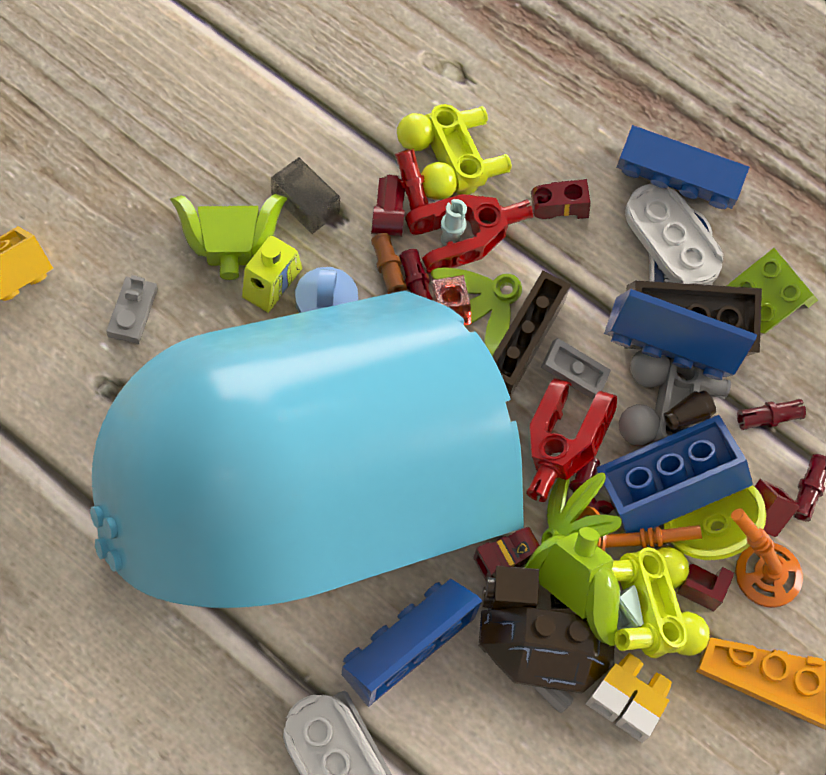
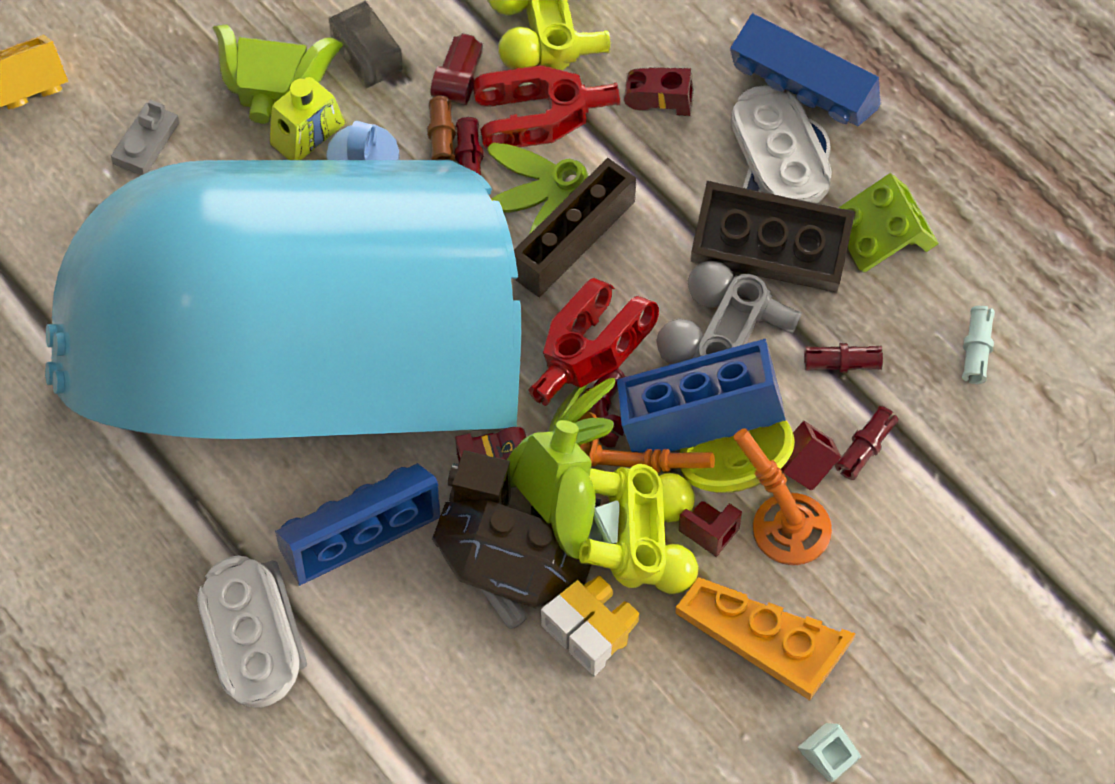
camera: 20 degrees right, 5 degrees down
(411, 178) = (488, 40): red pin -> none
(453, 221) = (522, 93): light aqua pin -> none
(453, 294) = (504, 177): clear red brick -> none
(575, 367) = (622, 270): light grey plate -> none
(678, 334) = (737, 243): blue slope -> none
(691, 410) = (735, 330): dark brown cone -> none

